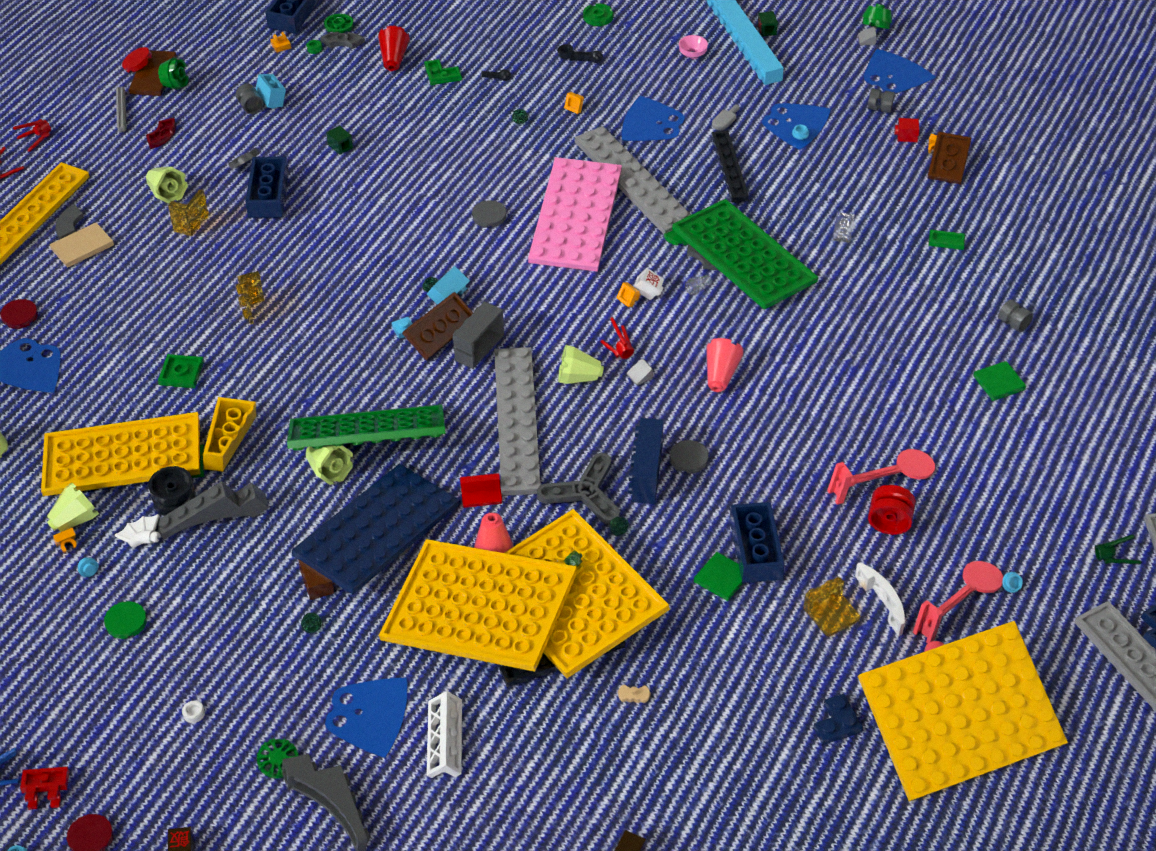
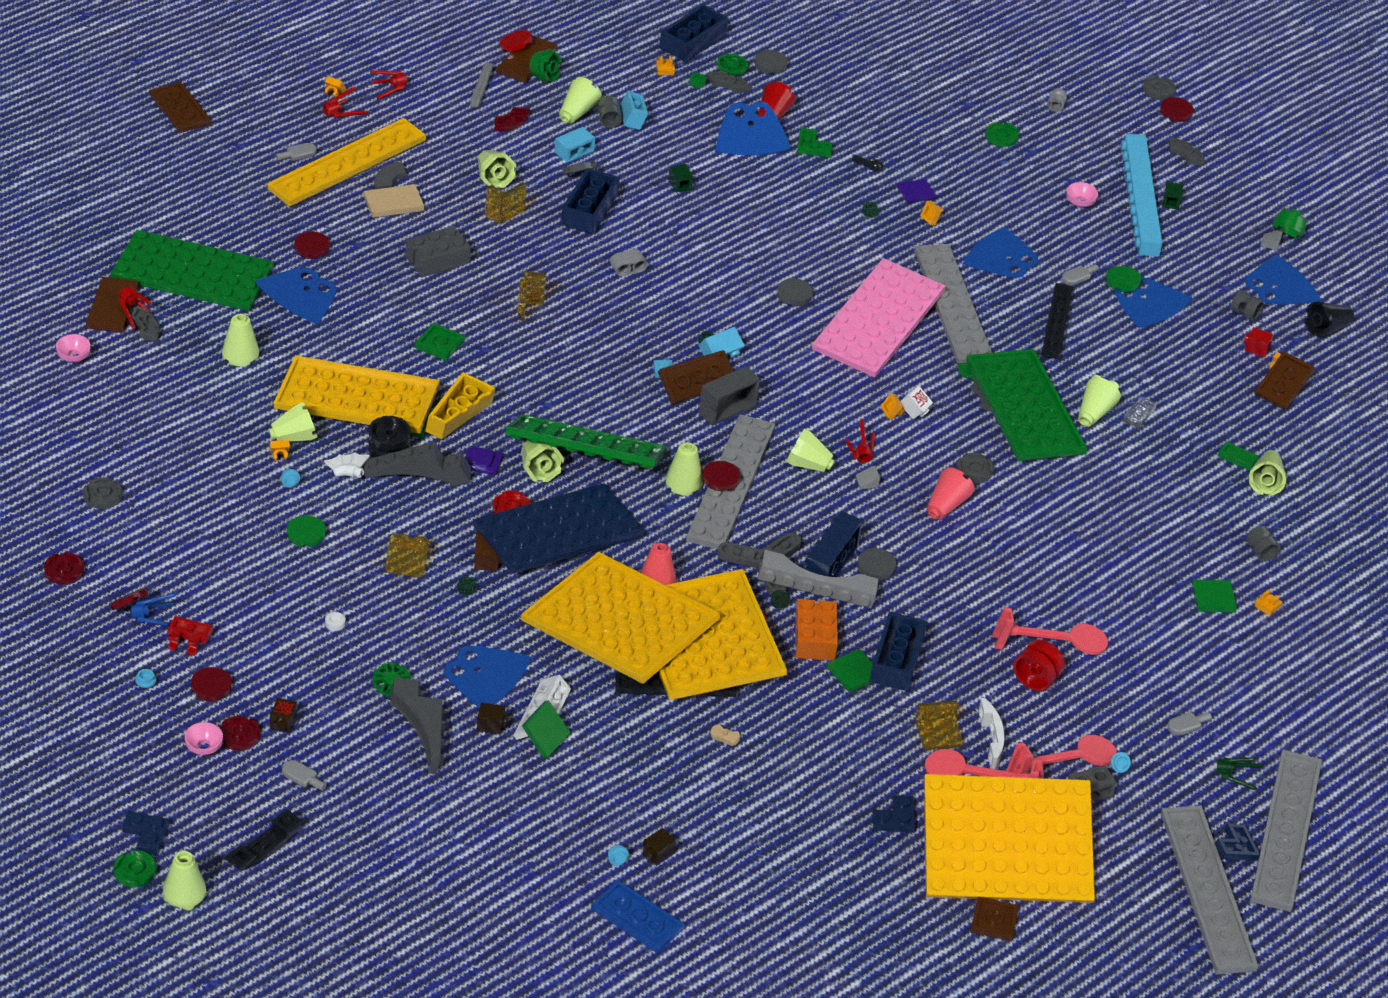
camera: 15 degrees right, 5 degrees down
(143, 281) = (437, 251): none -> dark grey piece
(217, 95) = (579, 99): none -> yellowish green cone
(230, 138) = (574, 144): none -> medium azure brick
(238, 611) = (407, 555): none -> clear yellow bracket
(272, 479) = (483, 460): none -> dark purple piece
(316, 515) = (509, 500): none -> red tile
(327, 234) = (628, 262): none -> light grey beam
(371, 10) = (771, 61): none -> dark grey tile
(393, 82) = (741, 139): none -> blue piece
(398, 765) = (491, 718): none -> dark brown brick
(459, 758) = (545, 729): none -> green tile
(471, 425) = (685, 471): none -> yellowish green cone
(481, 490) = (668, 529): red panel -> none
(507, 418) = (721, 475): none -> dark red tile
(550, 86) = (916, 190): none -> dark purple piece
(566, 52) = (949, 161): black piece -> none
(573, 558) = (721, 606): clear green plate -> none
(608, 497) = (852, 589): none -> light grey arch
(668, 547) = (816, 629): none -> orange piece
(697, 284) = (965, 418): clear cone -> none
(729, 327) = (975, 467): none -> dark grey tile
(765, 109) = (1123, 278): none -> green tile
(800, 132) = (1147, 310): medium azure plate -> none
(804, 227) = (1098, 399): none -> yellowish green cone
(859, 645) = (953, 763): none -> coral piece
(951, 91) = (1327, 317): none -> black cone
(984, 247) = (1268, 474): none -> yellowish green cone
(986, 800) = (994, 919): none -> reddish brown tile
(999, 612) = (1100, 779): none -> dark grey brick
(1046, 518) = (1187, 723): none -> light grey piece
(1049, 371) = (1268, 603): none -> light orange tile

